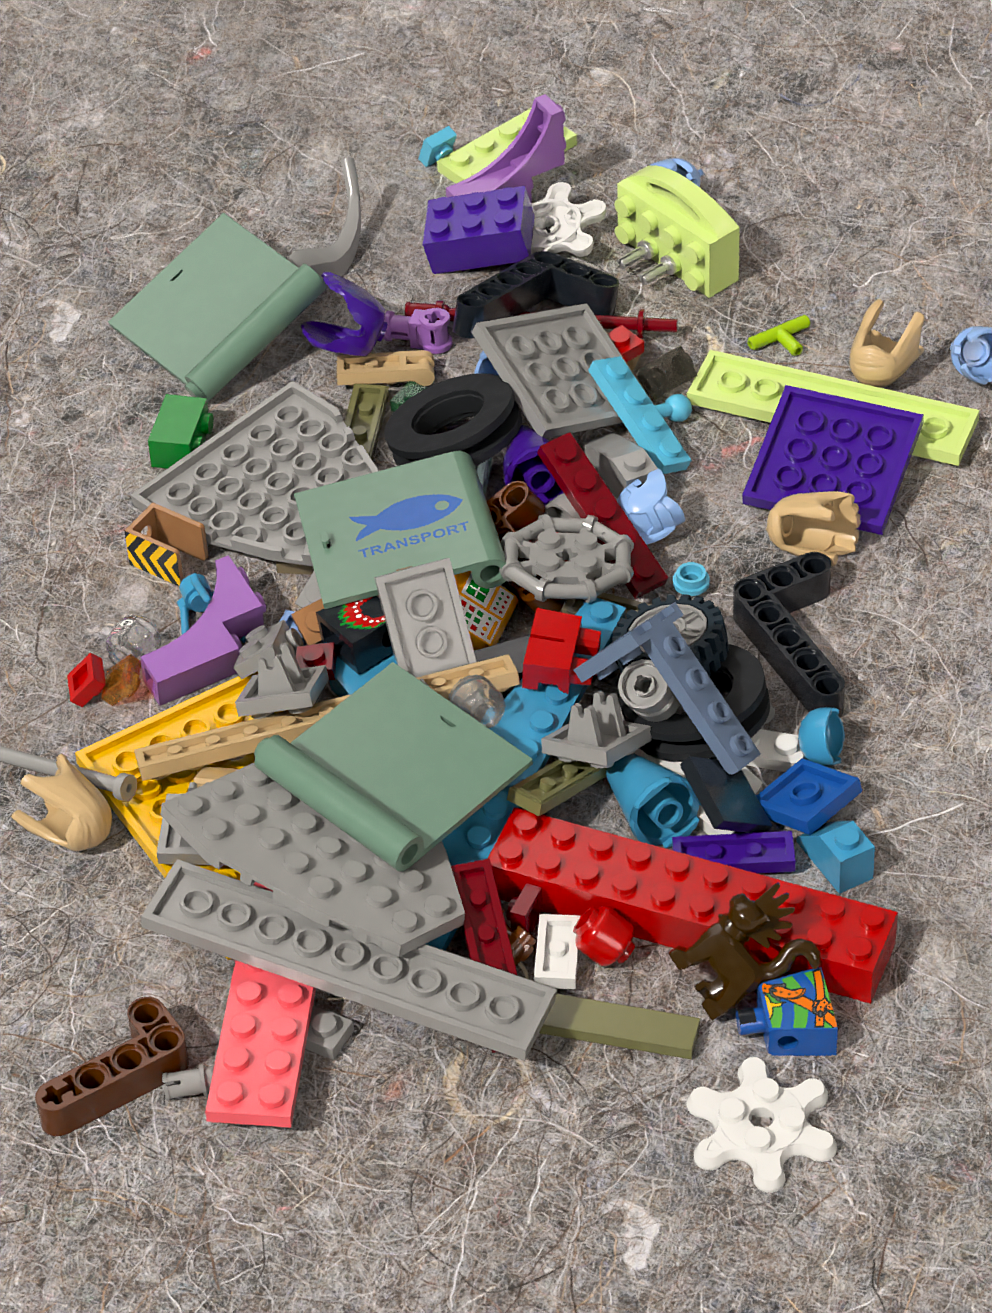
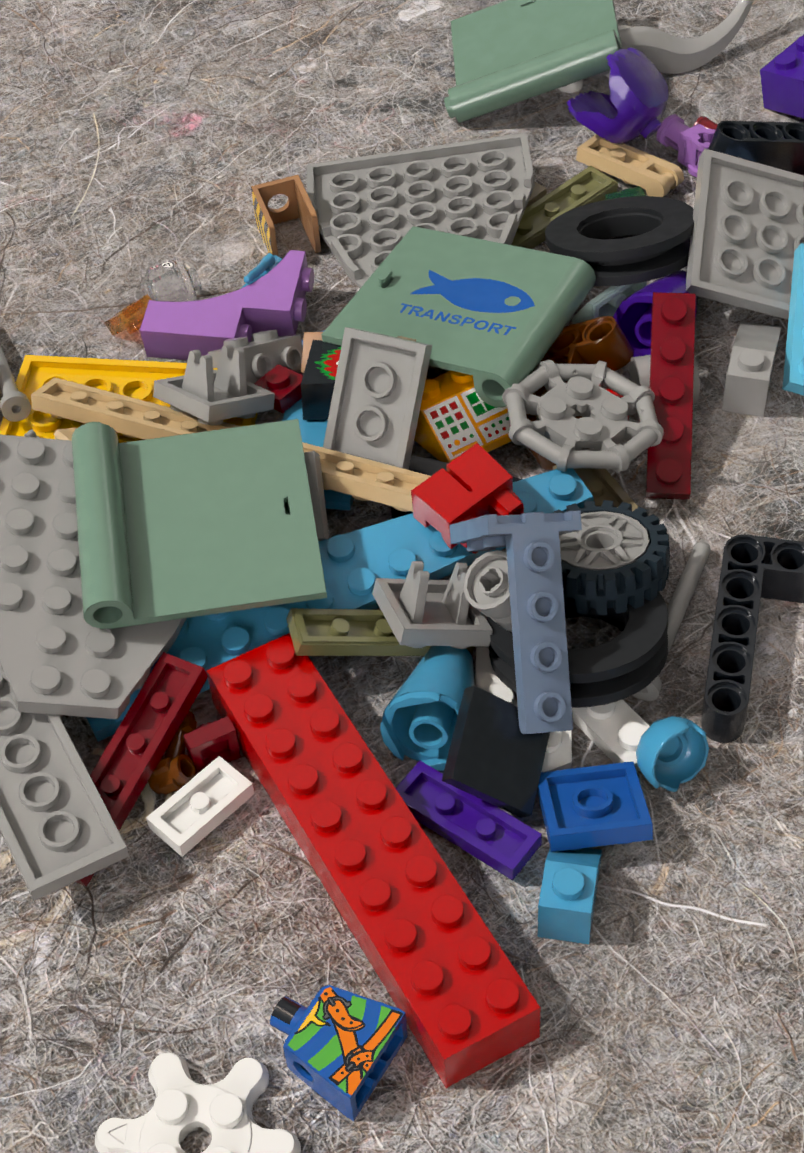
camera: 40 degrees right, 5 degrees up
(86, 680) = (106, 301): red plate -> none
(178, 429) = (402, 127): brick -> none
(479, 699) = (348, 506): clear head -> none
(604, 936) = (249, 821): red head -> none
(622, 1026) = (179, 926): olive tile -> none
(650, 508) = (729, 415): light blue helmet -> none
(691, 579) = (711, 508): medium azure plate -> none
(732, 959) = (328, 929): dark brown animal -> none

